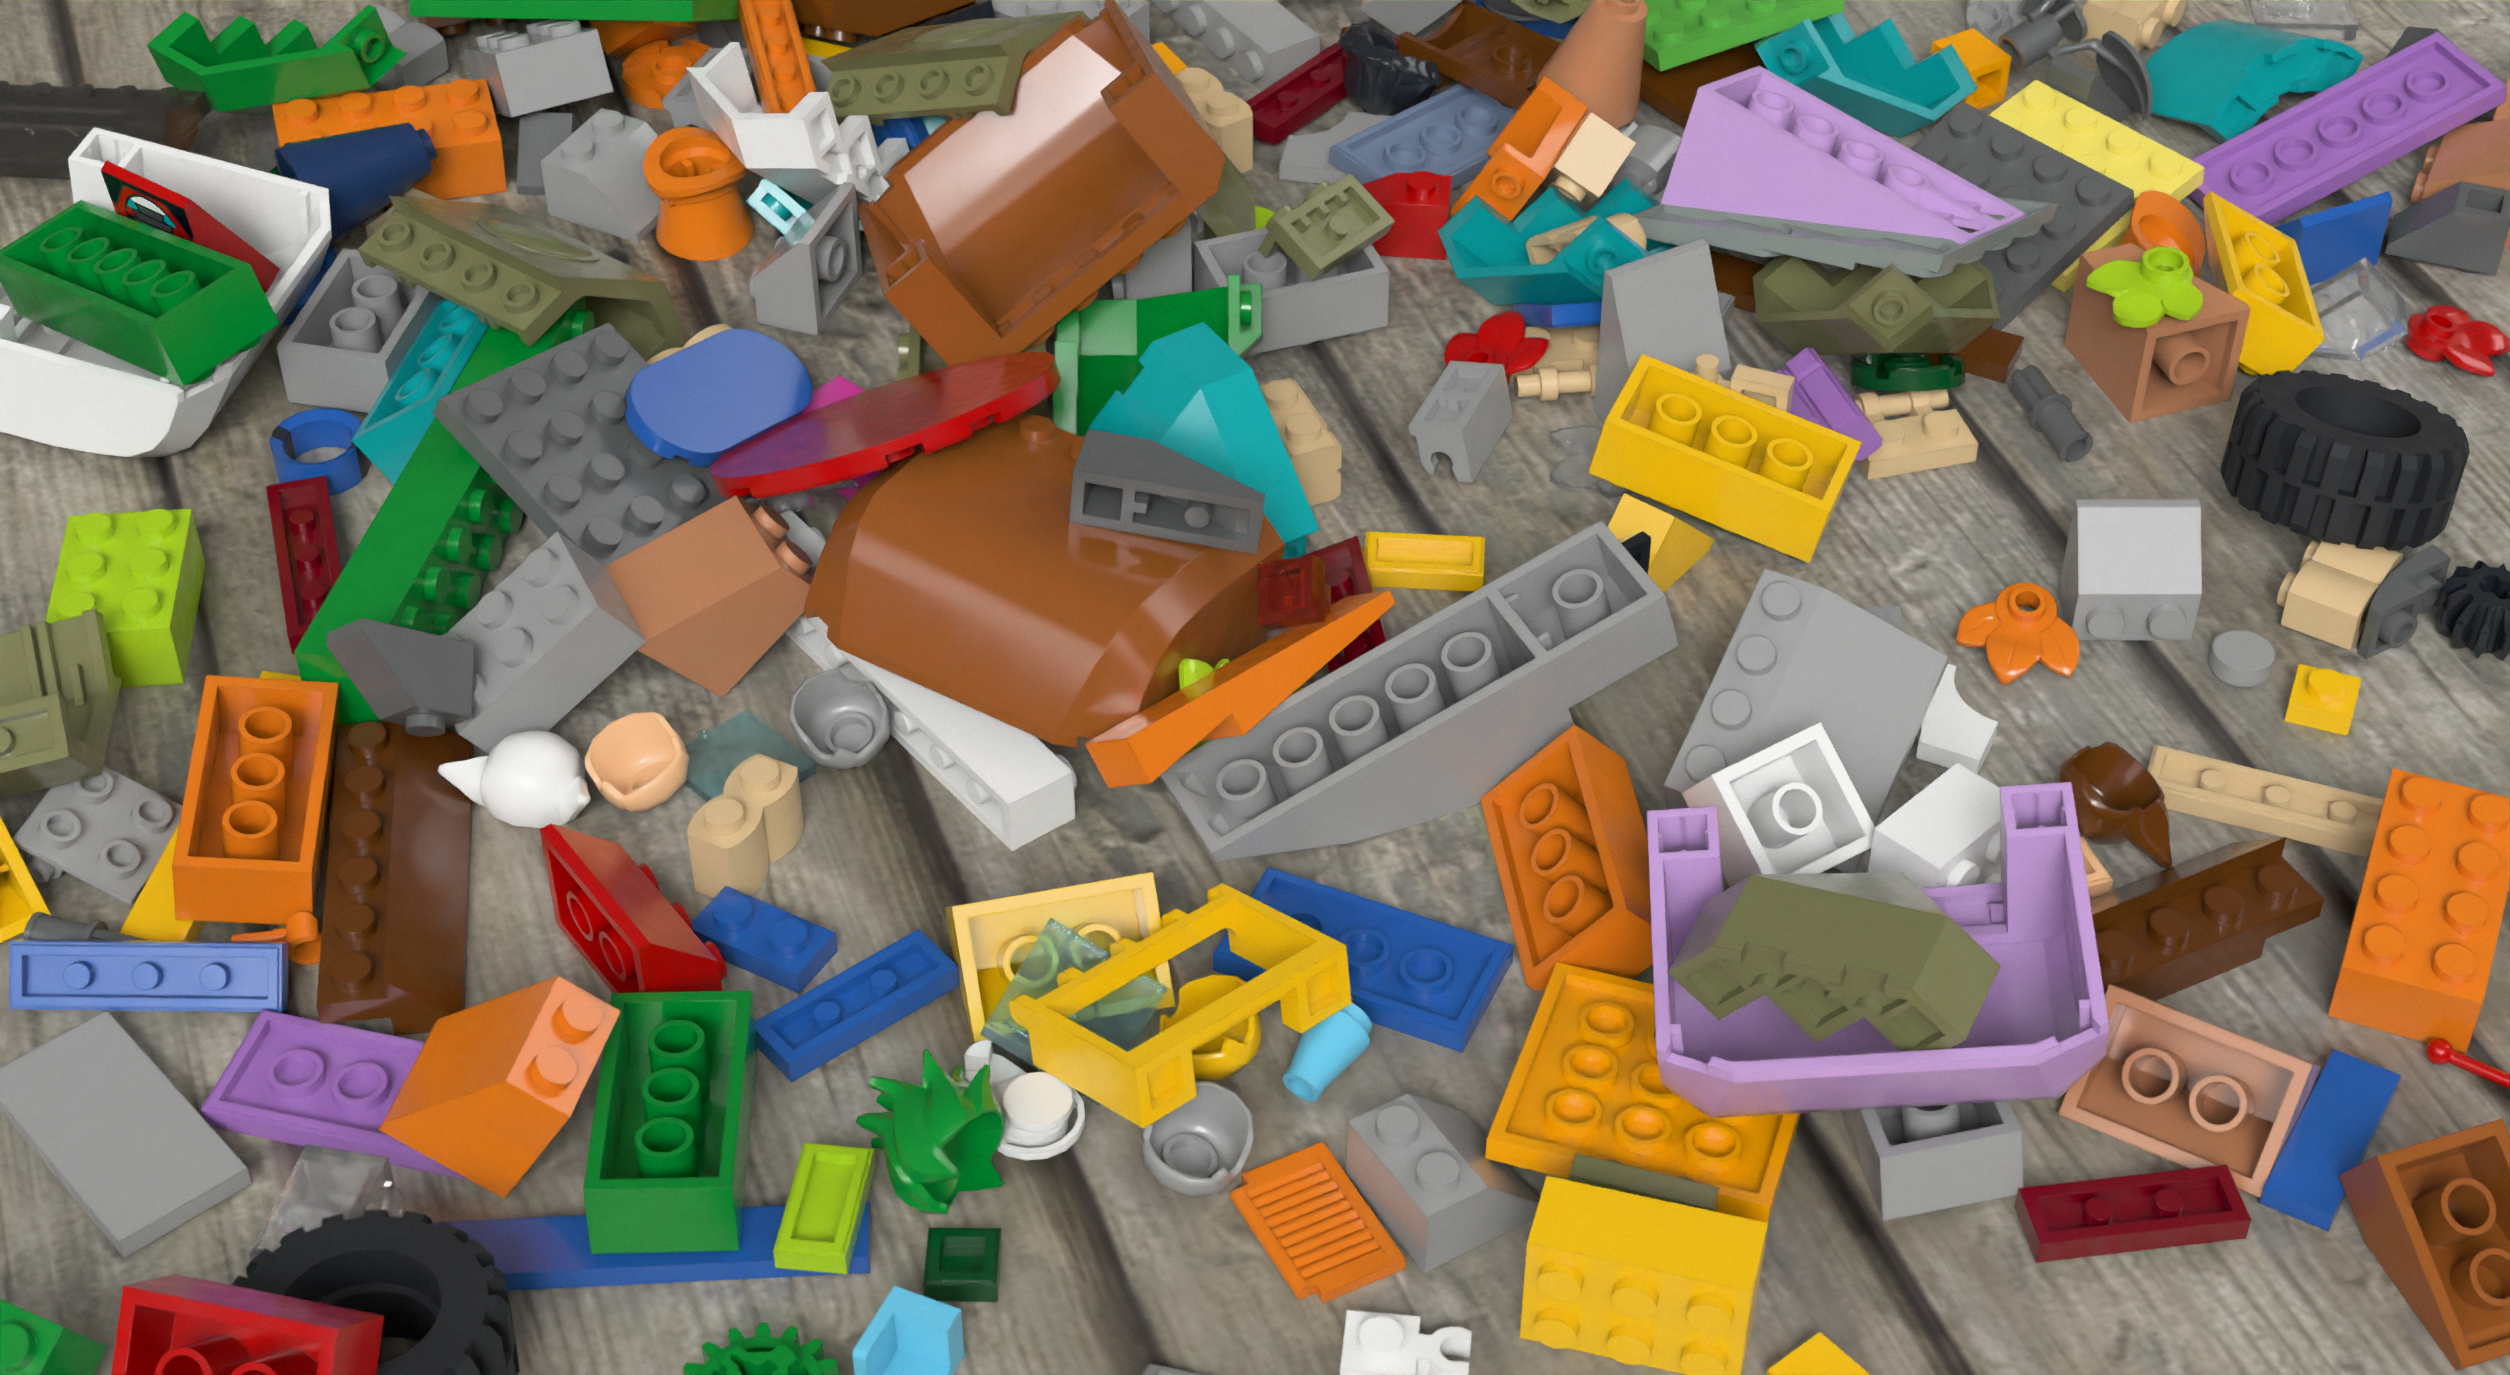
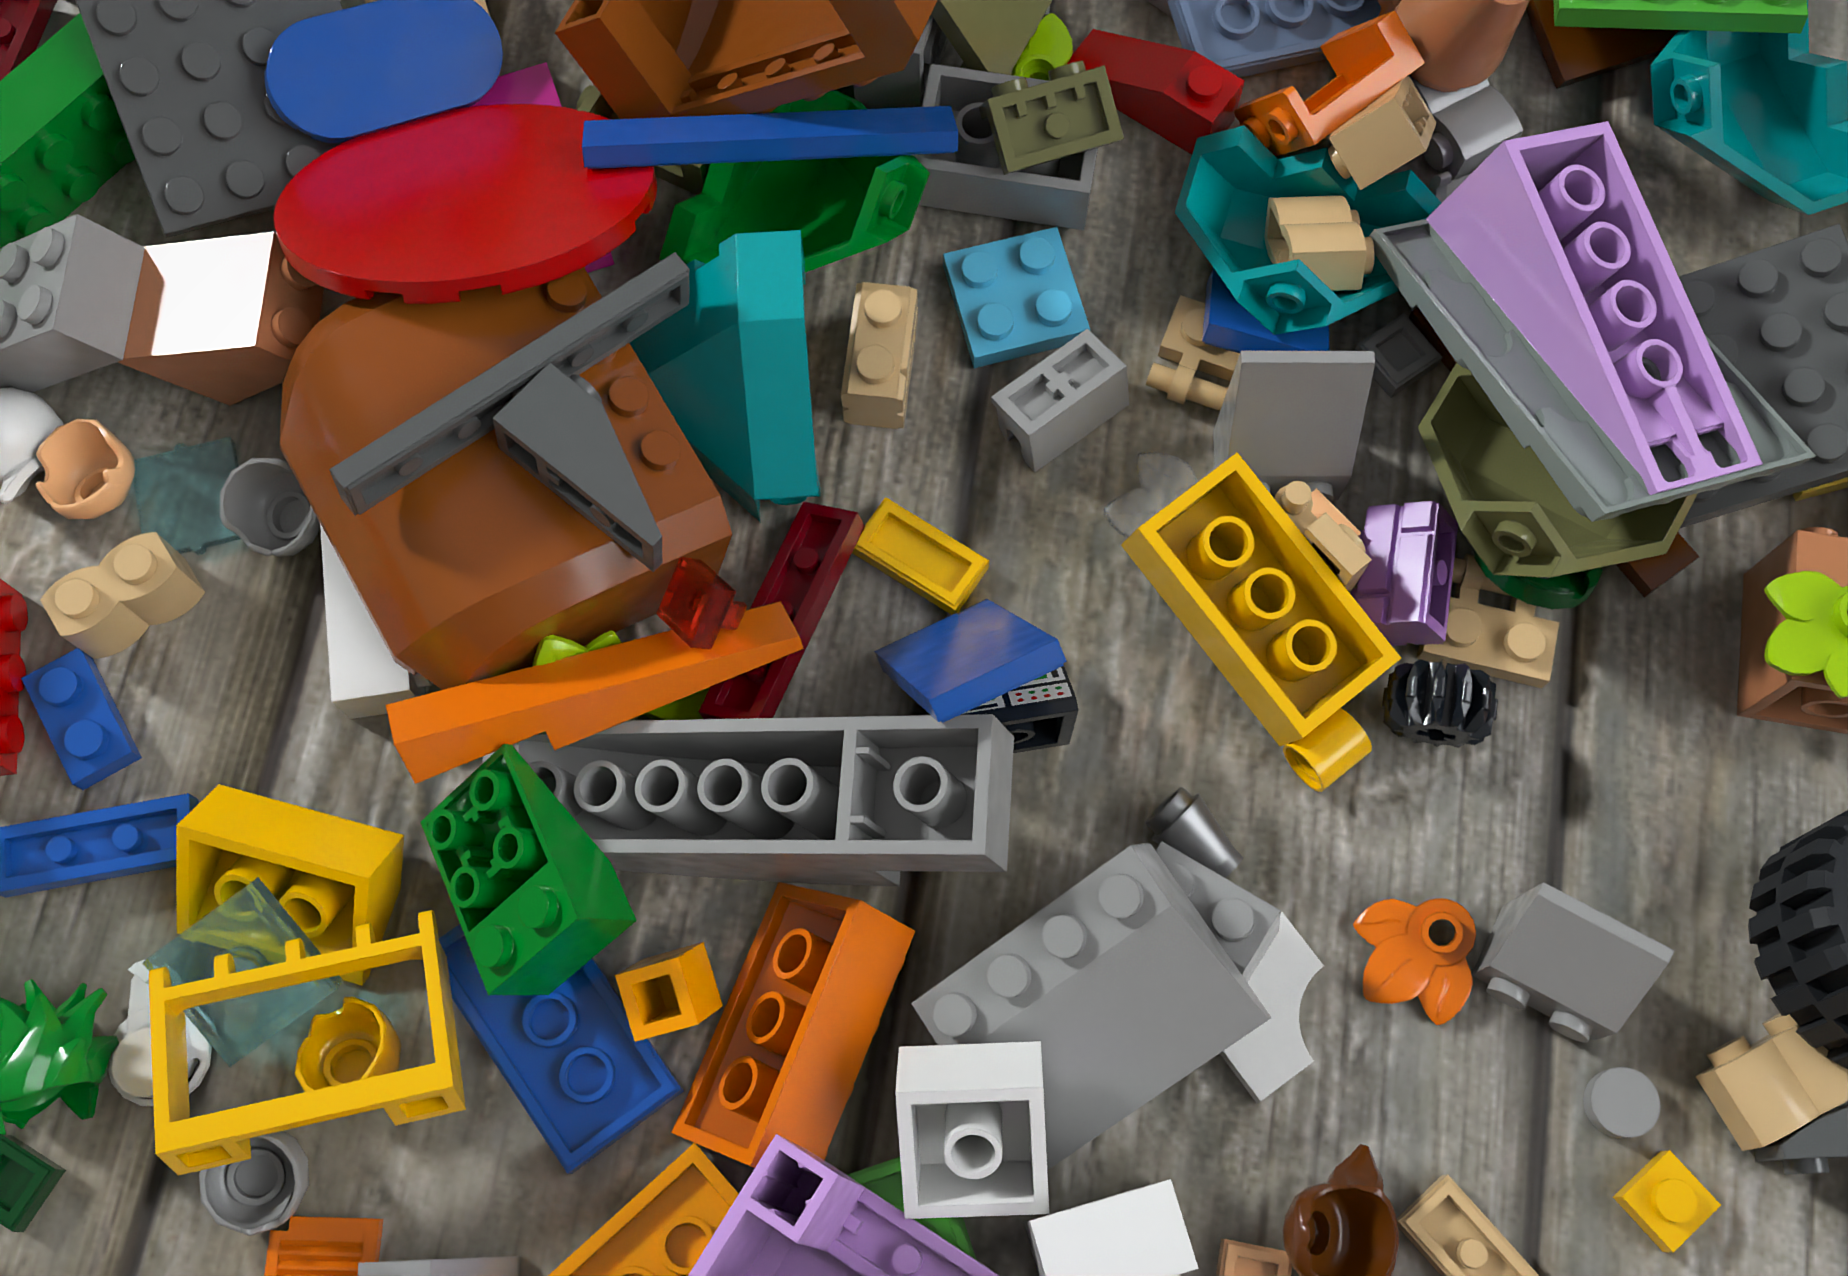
camera: 30 degrees right, 30 degrees up
(1049, 476) = (469, 410): none -> dark grey tile
(1106, 310) = (769, 137): none -> blue tile
(1282, 822) = (523, 878): none -> green slope
(1327, 1052) = (440, 1133): medium azure cone -> none
(1366, 383) = (1015, 296): none -> medium azure plate
(1457, 869) = (669, 991): none -> light orange brick
(1498, 342) = (1151, 323): red plate -> none
(1567, 513) = (969, 659): none -> blue tile
(1673, 542) = (1131, 659): yellow slope -> none
(1848, 541) = (1328, 750): none -> yellow beam
(1910, 472) = (1440, 703): none -> black gear
(2051, 414) = (1652, 677): dark grey axle -> none

